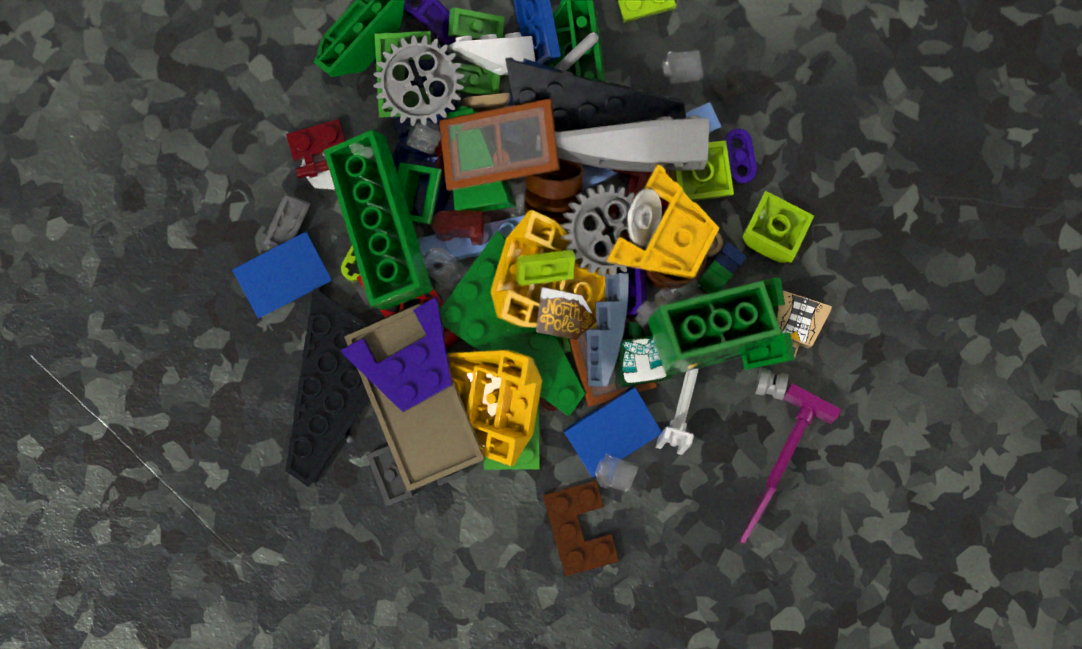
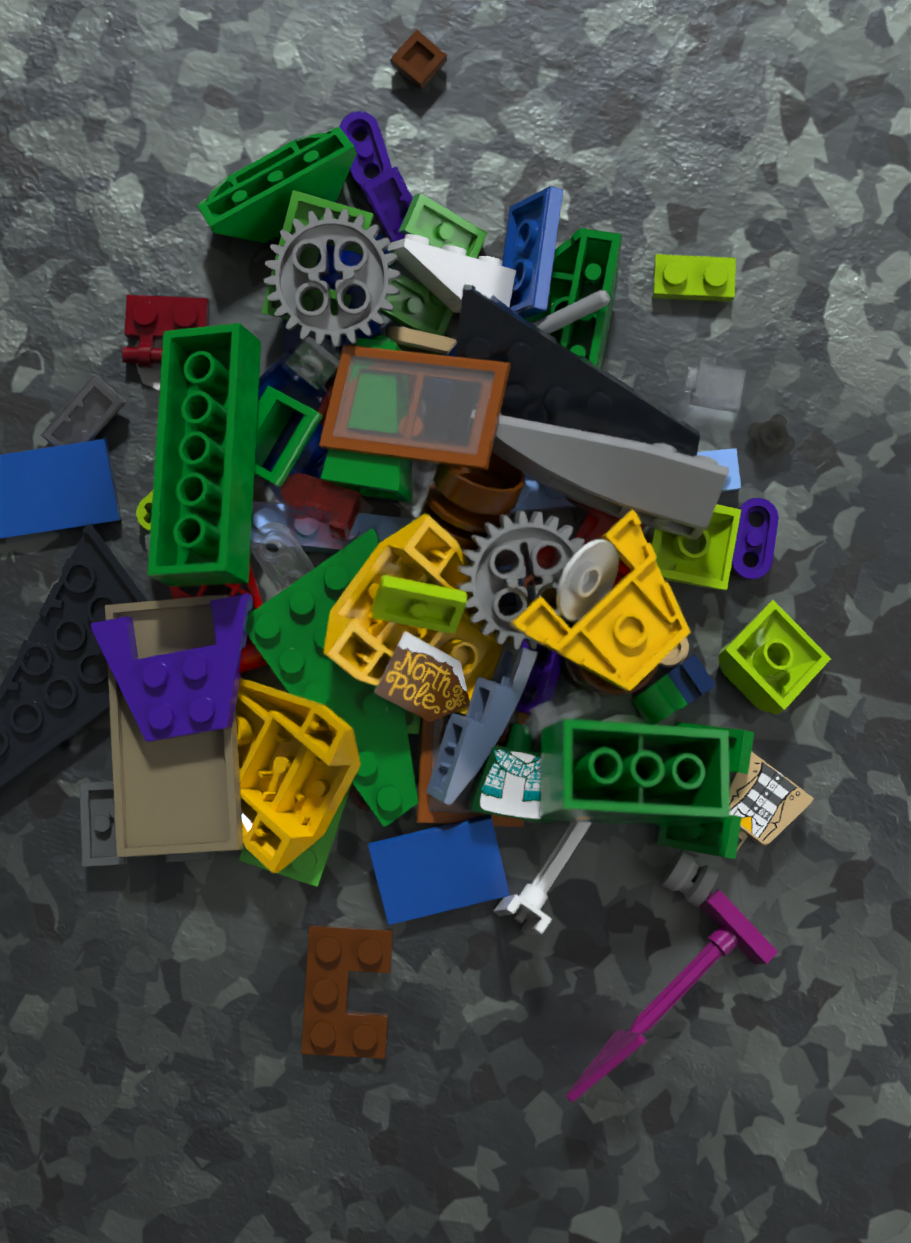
camera: 20 degrees right, 0 degrees up
(615, 473) = (423, 931): clear bracket -> none

